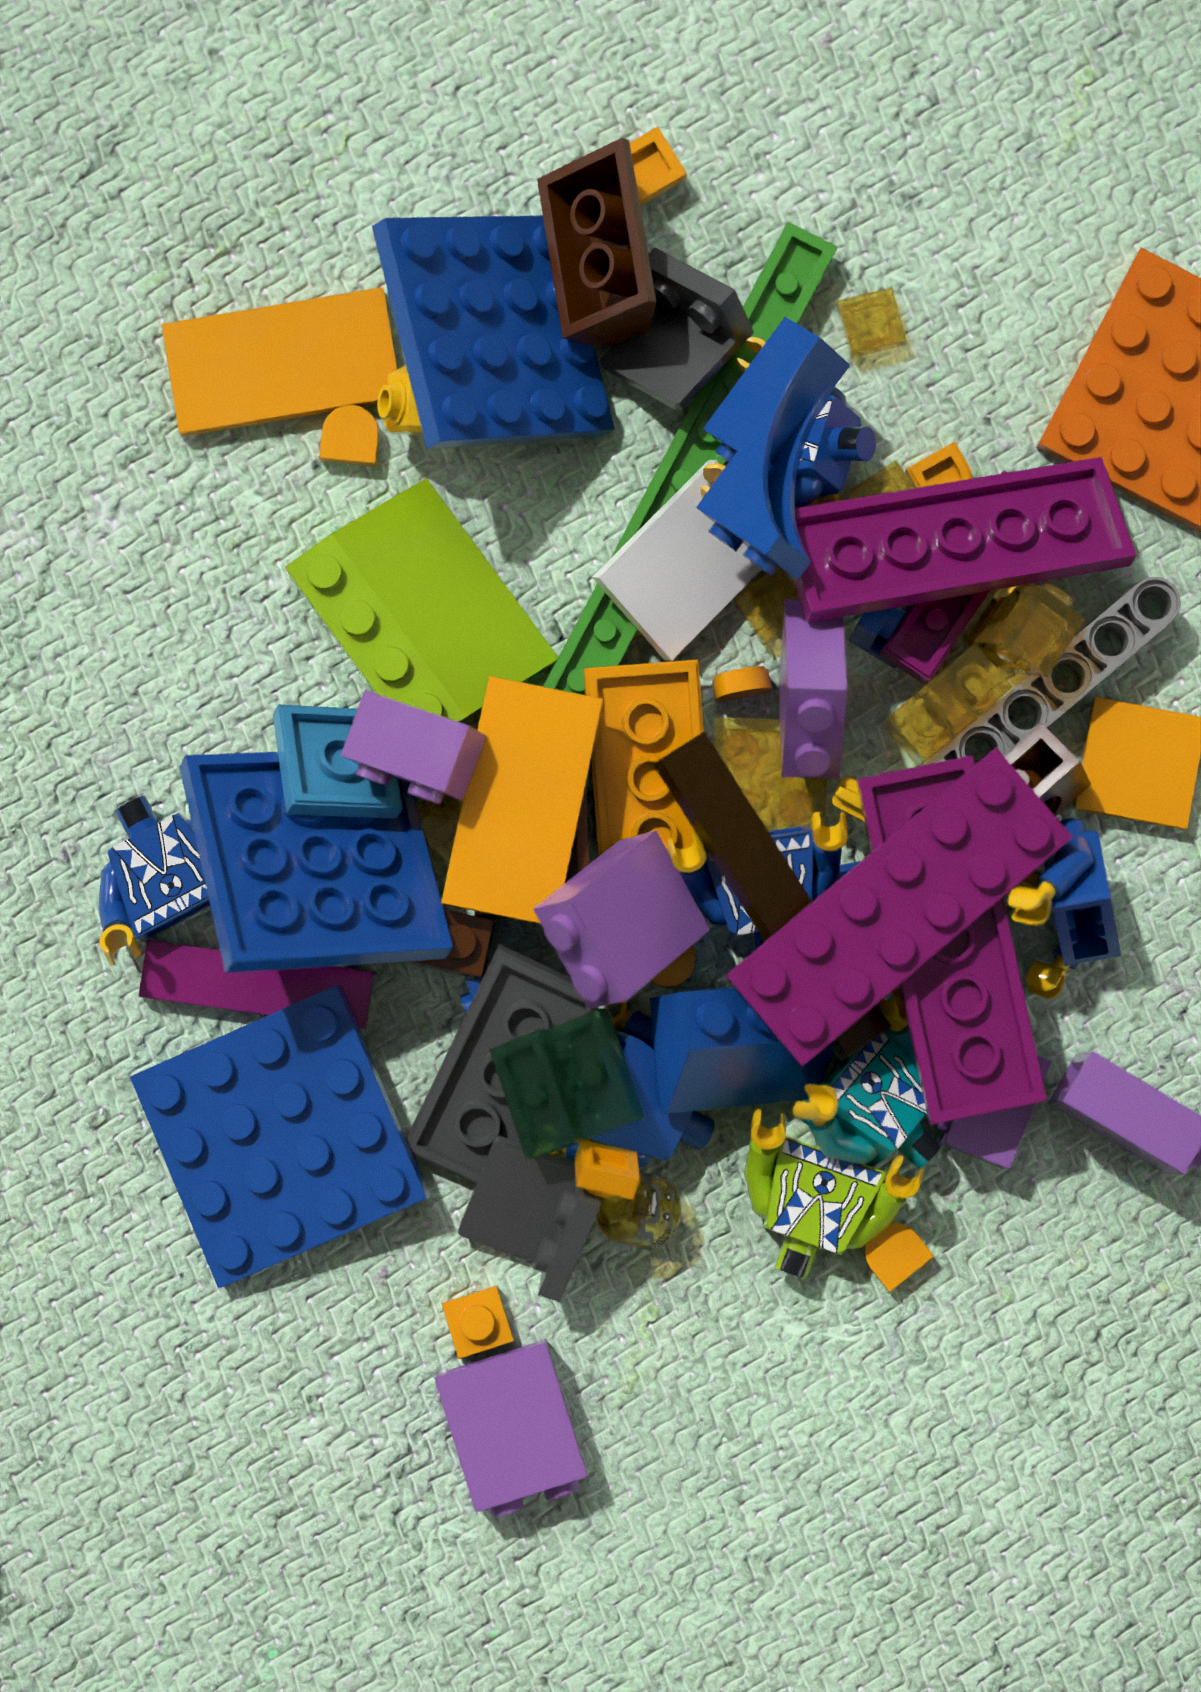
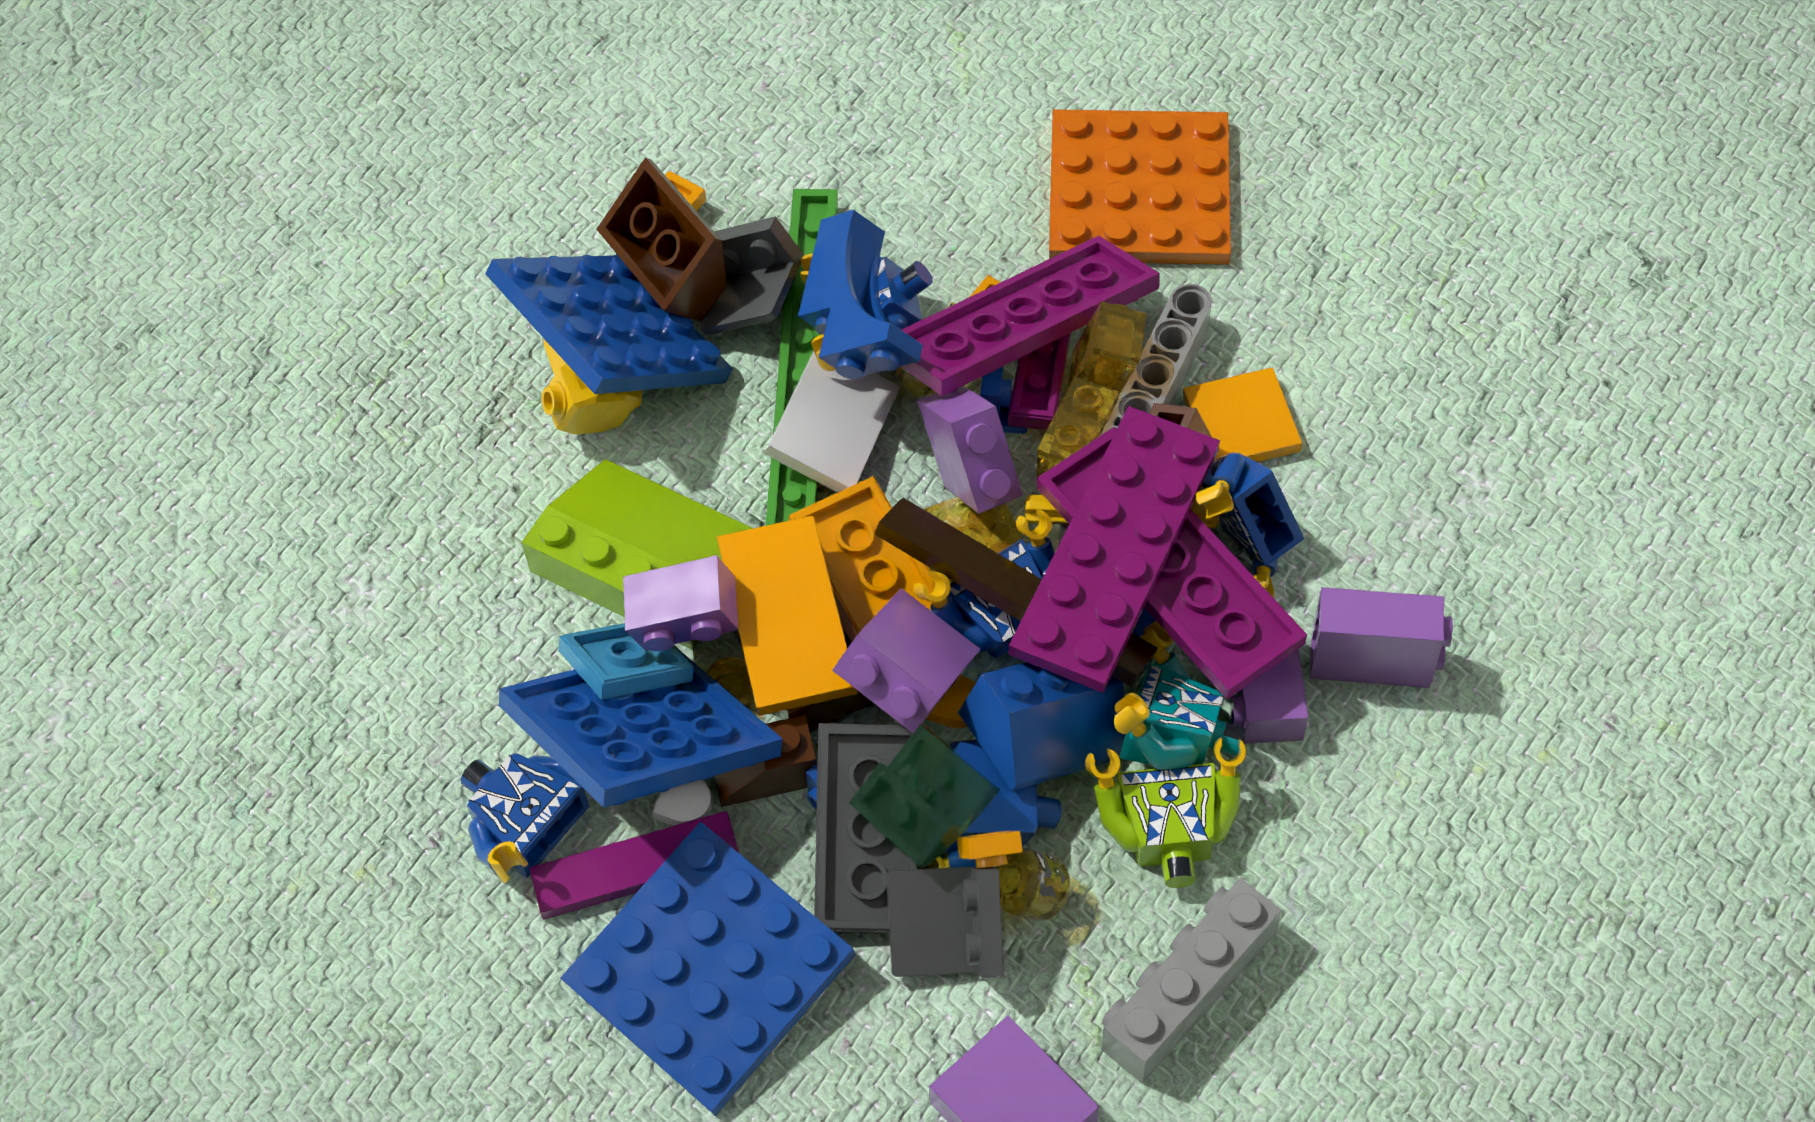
camera: 20 degrees left, 25 degrees down
(279, 361) = (455, 430): light orange tile -> none
(350, 437) = (533, 456): light orange tile -> none
(477, 1322) = (942, 1039): light orange plate -> none
(741, 683) = (917, 485): light orange tile -> none
(747, 1383) = (1190, 979): none -> light grey brick
(764, 604) = (906, 434): clear yellow tile -> none
(871, 322) = (897, 228): clear yellow tile -> none
(895, 1254) = (1255, 835): light orange tile -> none

